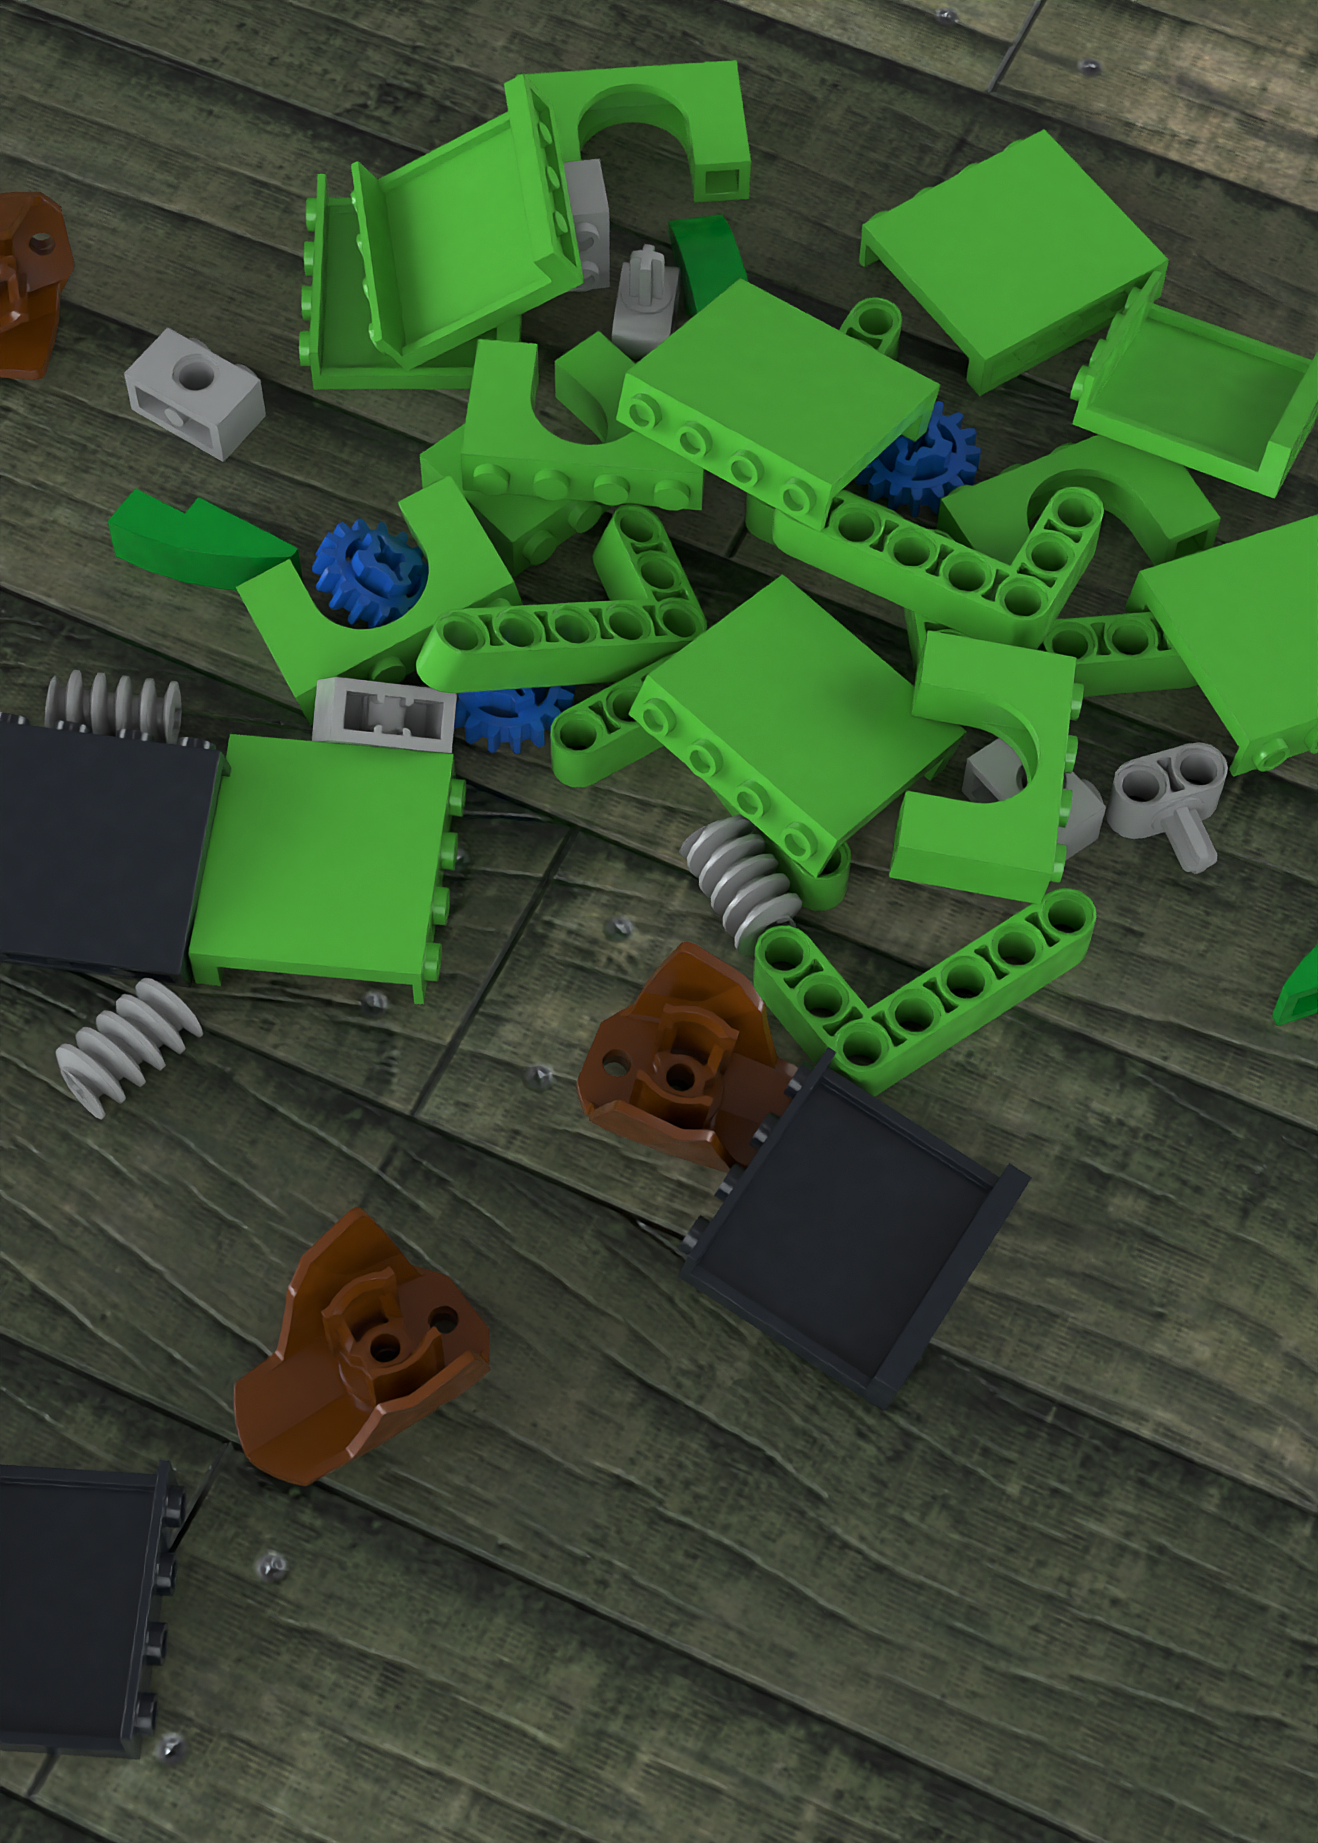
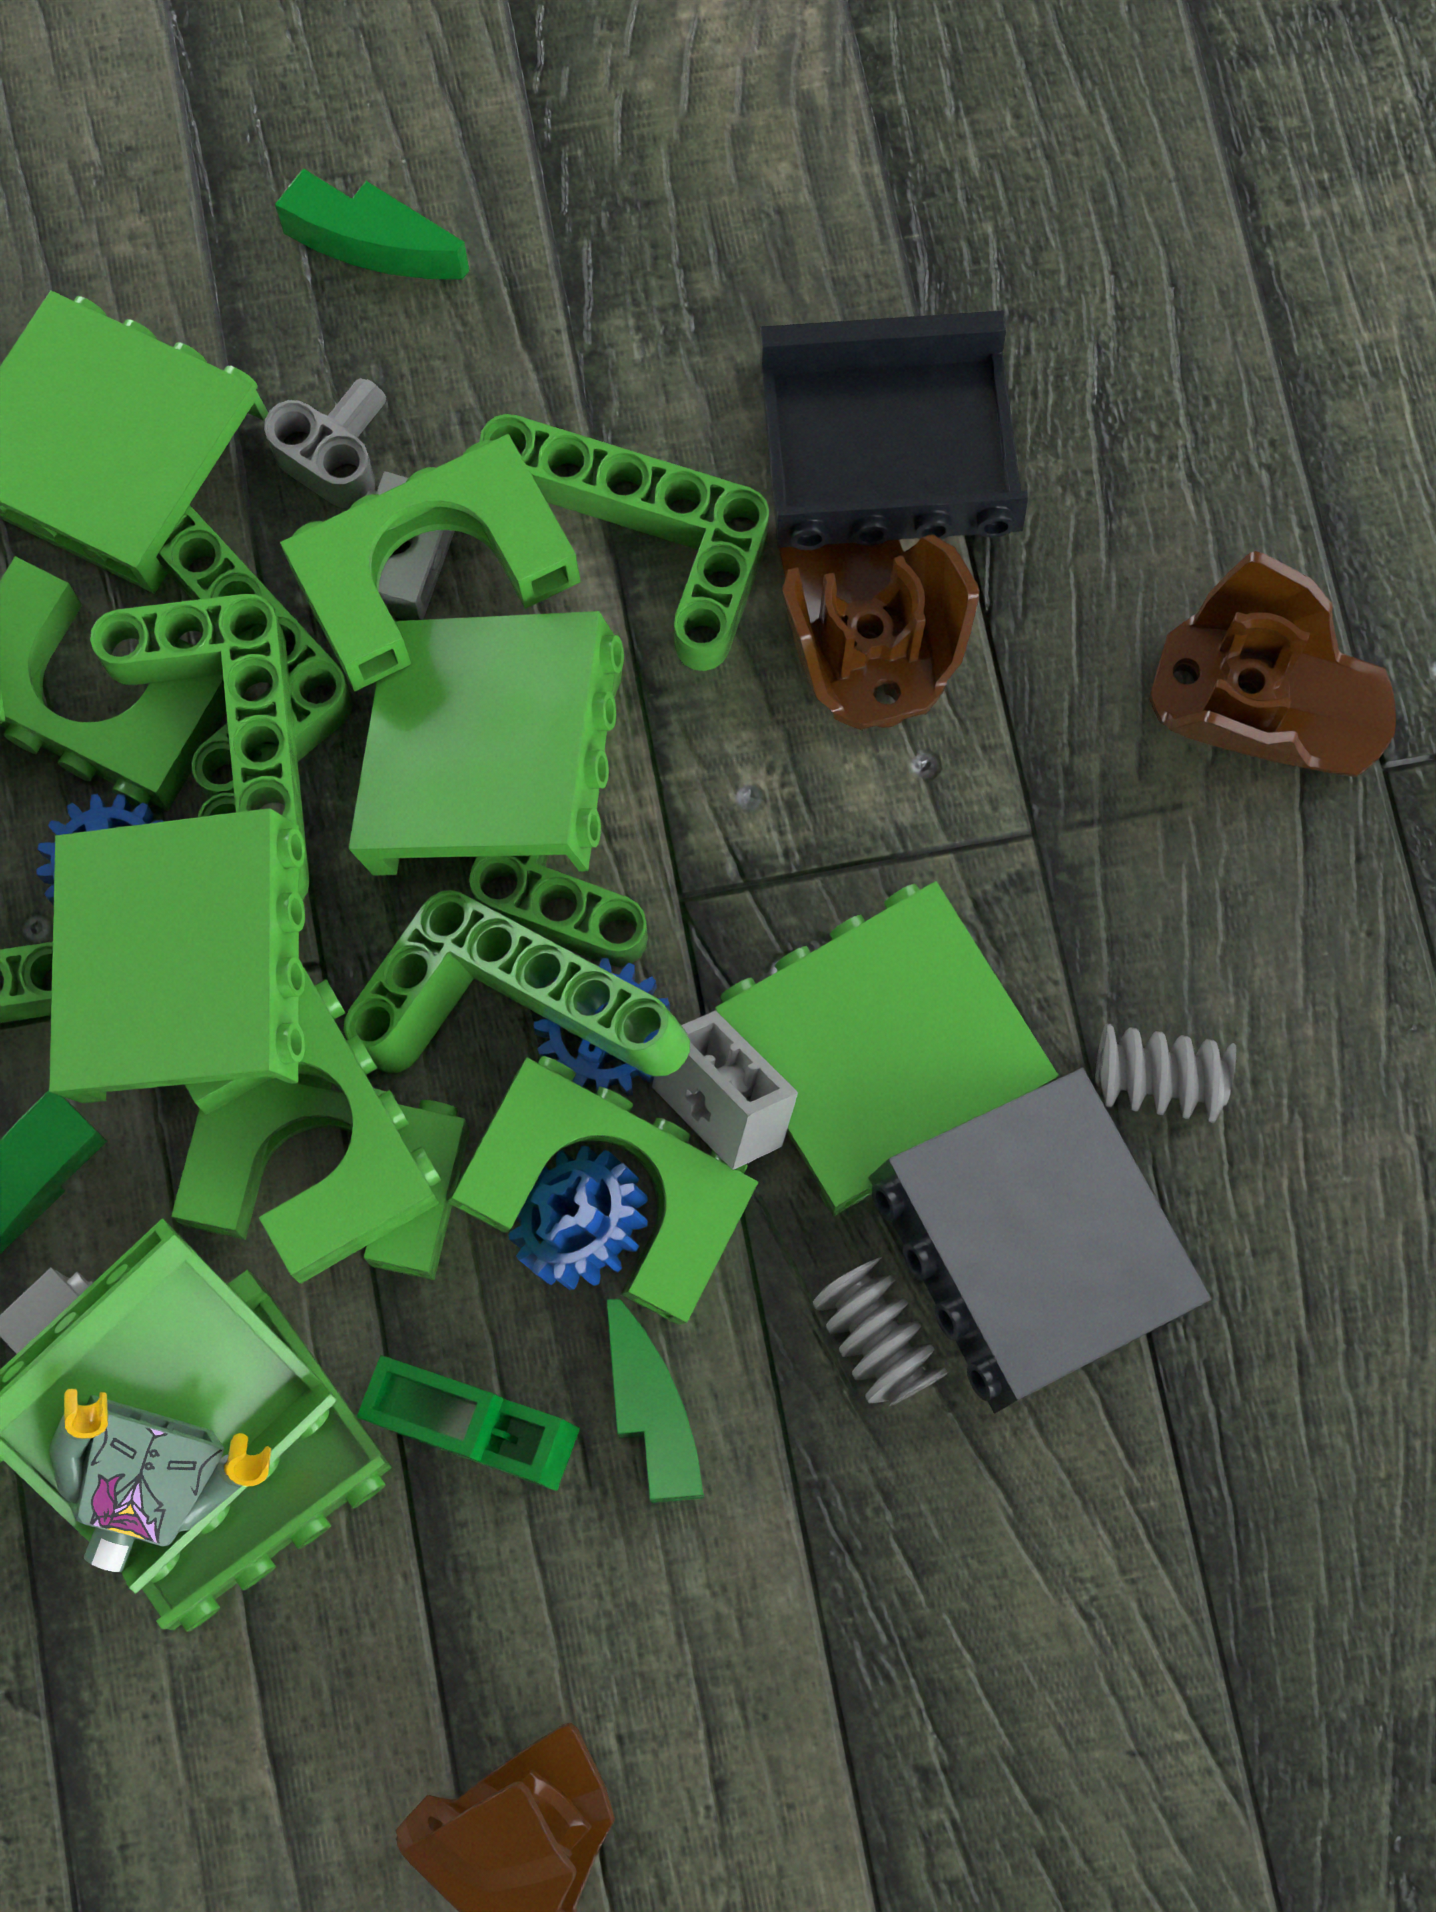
camera: 125 degrees left, 15 degrees up
(195, 393) = (508, 1589): light grey brick -> none
(294, 437) = (469, 1422): none -> green slope
(423, 188) = (142, 1474): none -> sand green torso
(645, 303) = (100, 1211): light grey beam -> none
(740, 880) = (650, 706): light grey piece -> none

